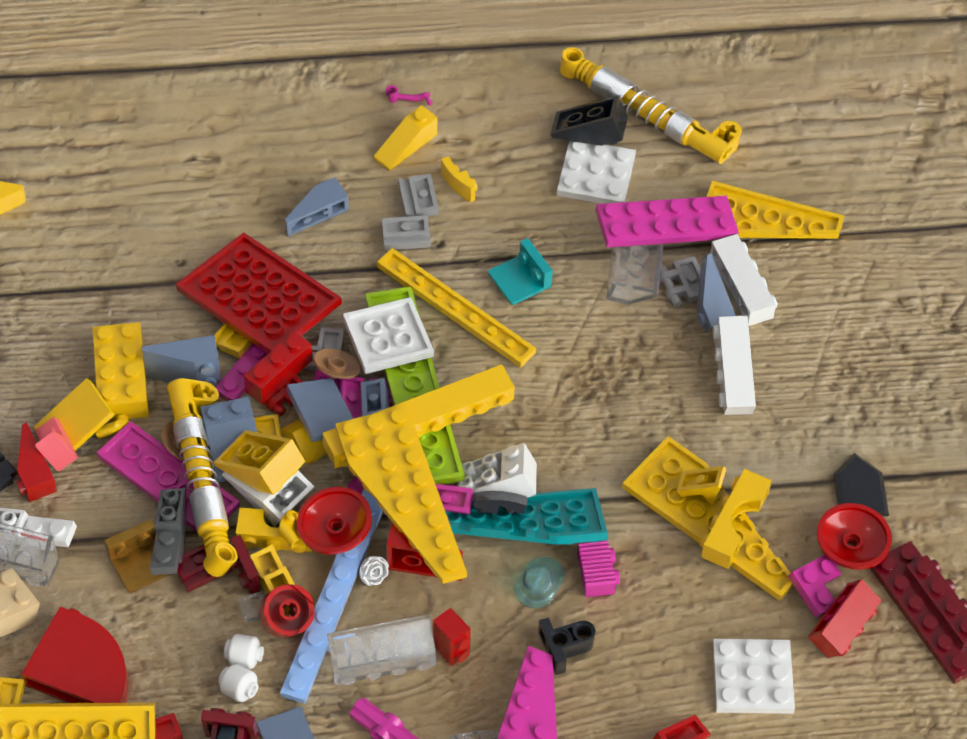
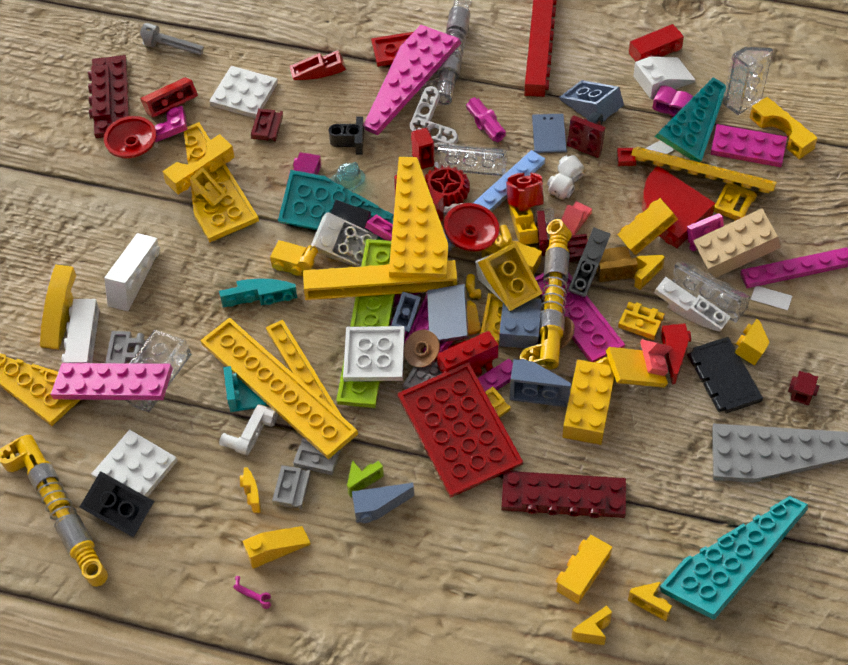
camera: 155 degrees left, 0 degrees up
(21, 638) = (702, 228): none -> dark pink plate
(53, 154) = (589, 629): none -> yellow slope
(77, 204) = (583, 568): none -> yellow brick
(84, 488) = (641, 324): none -> yellow plate
(92, 563) = (647, 268): none -> yellow slope
(105, 604) = (647, 226): none -> yellow brick
(119, 273) = (564, 494): none -> dark red plate
(210, 616) = (576, 216): none -> coral slope
(313, 476) = (470, 285): none -> yellow arm
(346, 222) = (360, 479): none -> lime slope
(411, 593) = (449, 183): none -> red gear
(470, 689) = (424, 120): none -> white beam
(485, 279) = (279, 388): none -> yellow plate
(486, 255) = (261, 416): none -> white beam
(548, 441) = (293, 258): none -> yellow hinge
(563, 393) = (265, 290): none -> teal slope
(688, 626) = (266, 125): none -> dark red plate
(712, 295) = (115, 319): sand blue slope -> none
(791, 295) = (56, 306): none -> yellow slope
(861, 484) = (102, 176): black tile -> none
(935, 715) = (153, 36): none -> light grey piece

